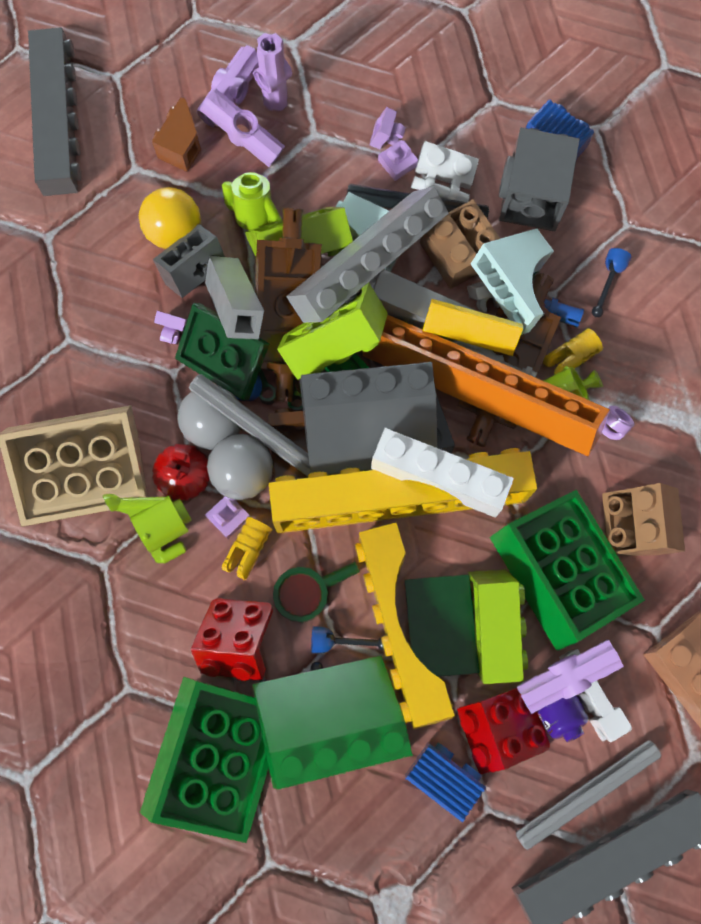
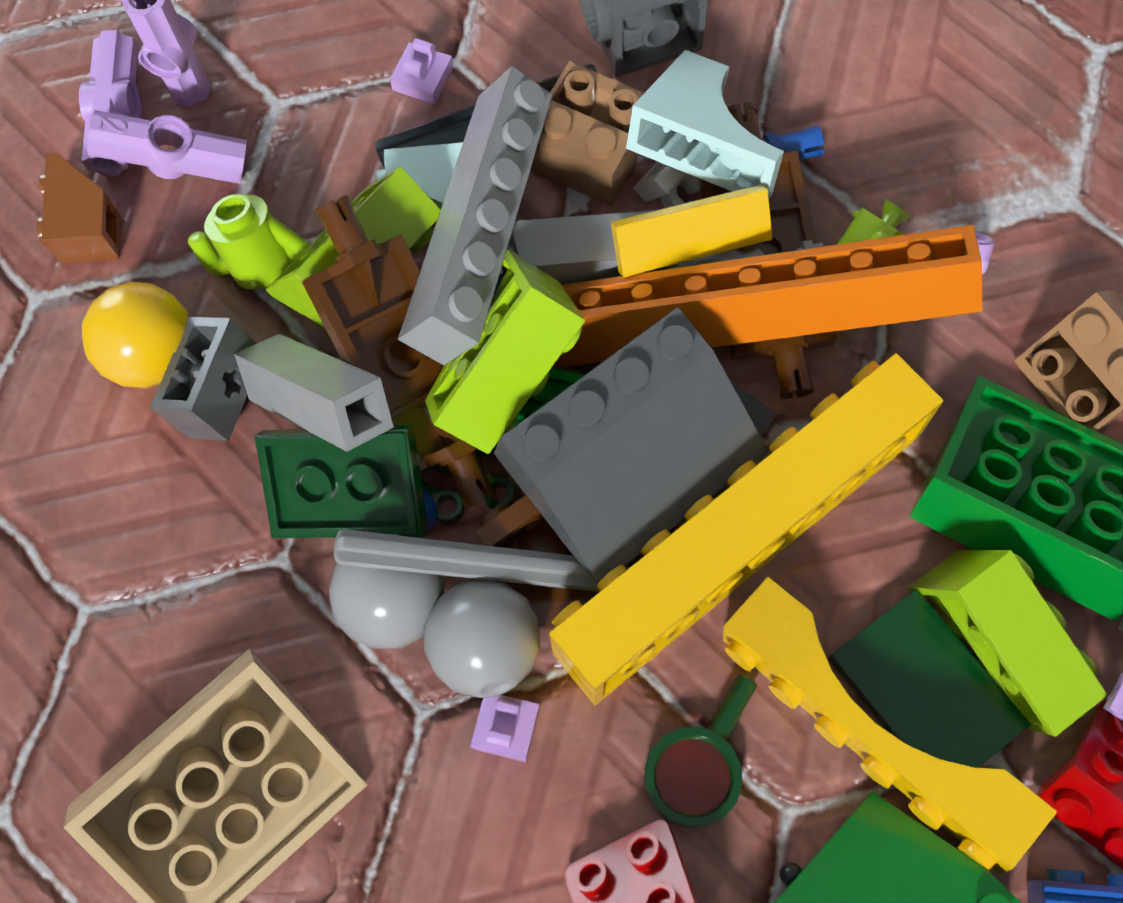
camera: 25 degrees left, 5 degrees down
(156, 522) = (403, 804): lime piece -> none
(172, 326) = (239, 490): lavender tile -> none
(189, 479) = (402, 721): red hair -> none
(251, 541) = (567, 744): yellow hinge -> none
(324, 640) = (774, 824): hinge -> none
(386, 130) = (379, 39): lavender tile -> none
(416, 461) = (851, 446): white arch -> none
(447, 166) = (498, 42): white plate -> none
(575, 351) = (844, 187): yellow hinge -> none
(616, 262) = (814, 40): hinge -> none

